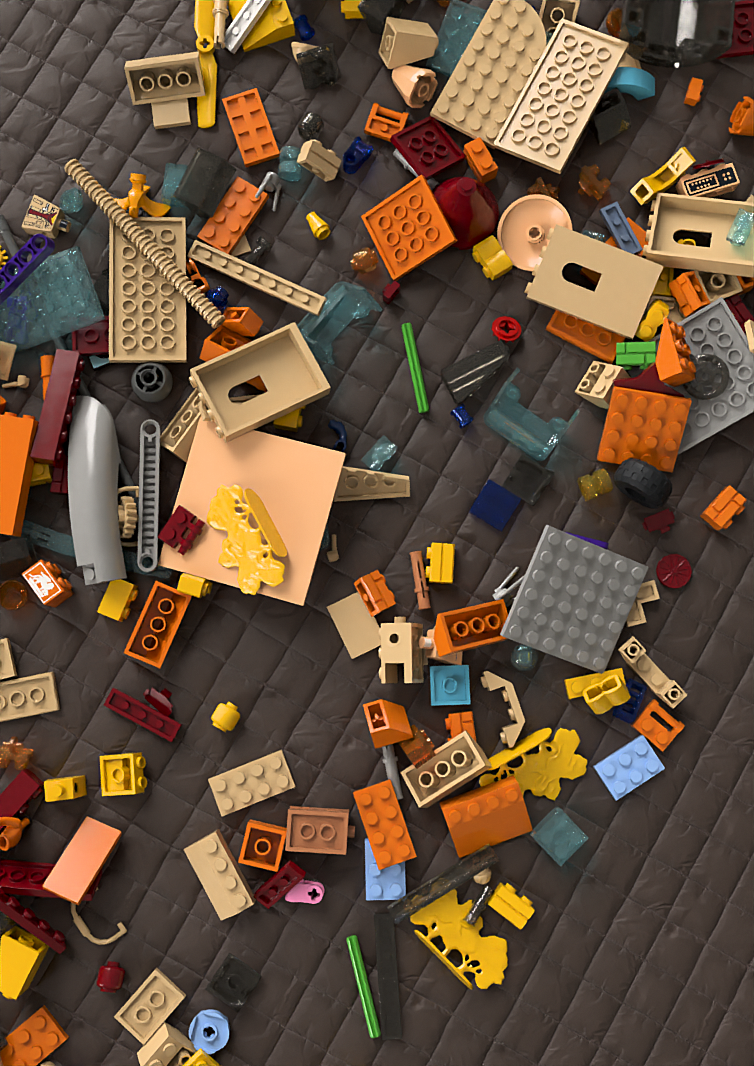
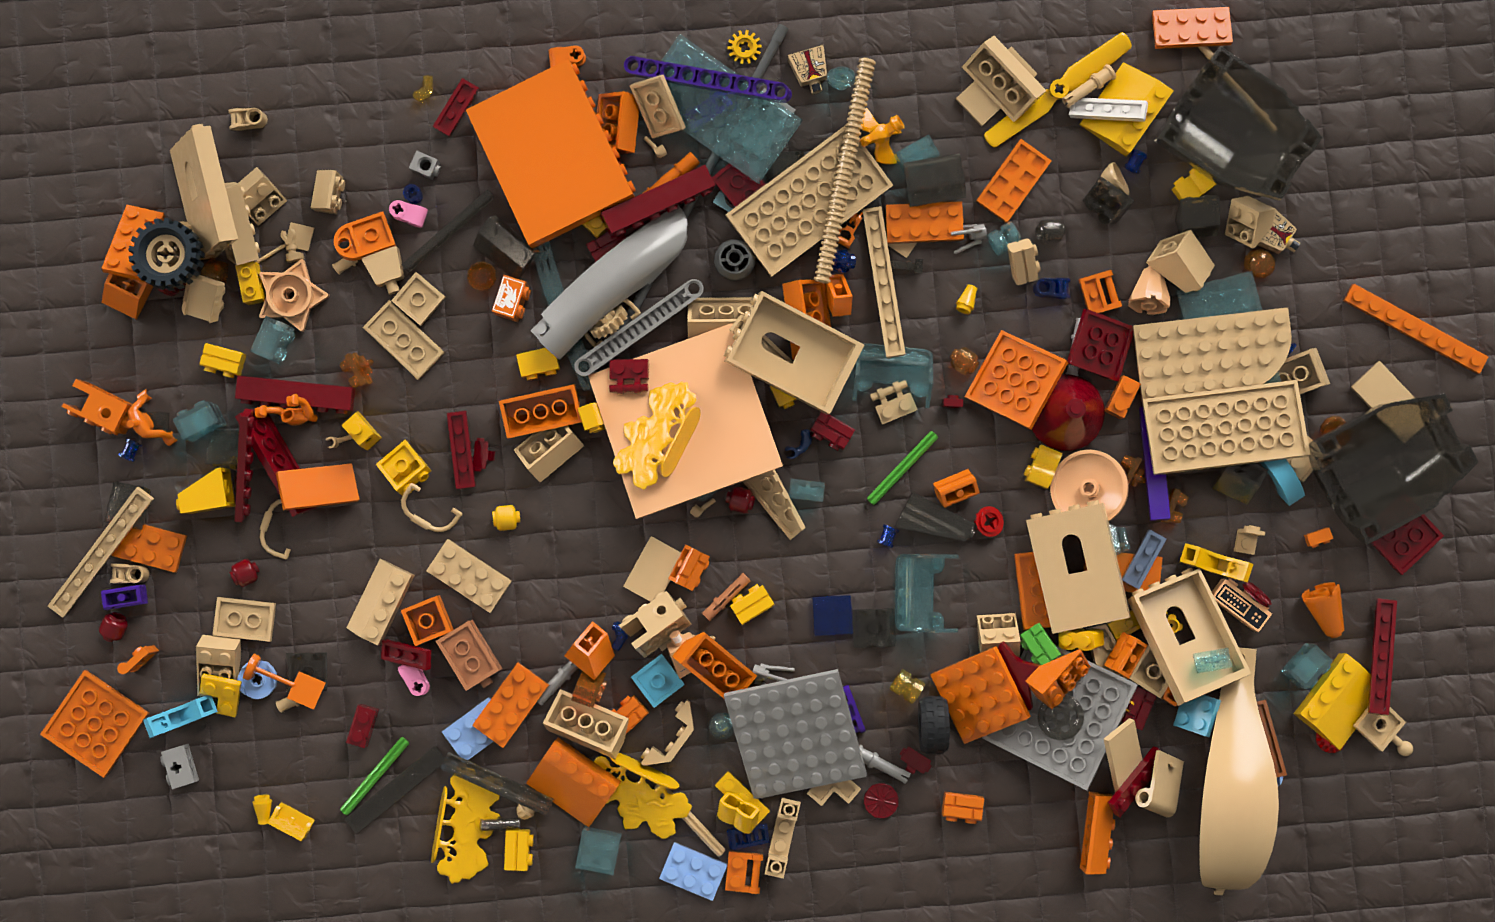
camera: 55 degrees right, 5 degrees up
(59, 815) = (338, 440): none -> tan hand
(176, 792) = (421, 522): none -> tan piece
(195, 641) = (548, 450): none -> tan slope
(247, 997) = (304, 689): none -> orange piece
(249, 1012) = (285, 704): none -> tan pin
(313, 966) = (362, 726): none -> dark red brick
(346, 401) = (832, 430): none -> dark red brick
(349, 512) = (740, 500): none -> dark red head
(363, 339) = (896, 407): none -> tan plate
(391, 689) = (621, 636): none -> clear blue arm
(461, 335) = (956, 488): none -> orange brick
(568, 179) = (1156, 484): none -> dark purple tile
(598, 737) = (700, 830): none -> tan axle
(637, 554) = (873, 760): none -> light grey pin
(657, 144) = (1247, 539): none -> tan bracket

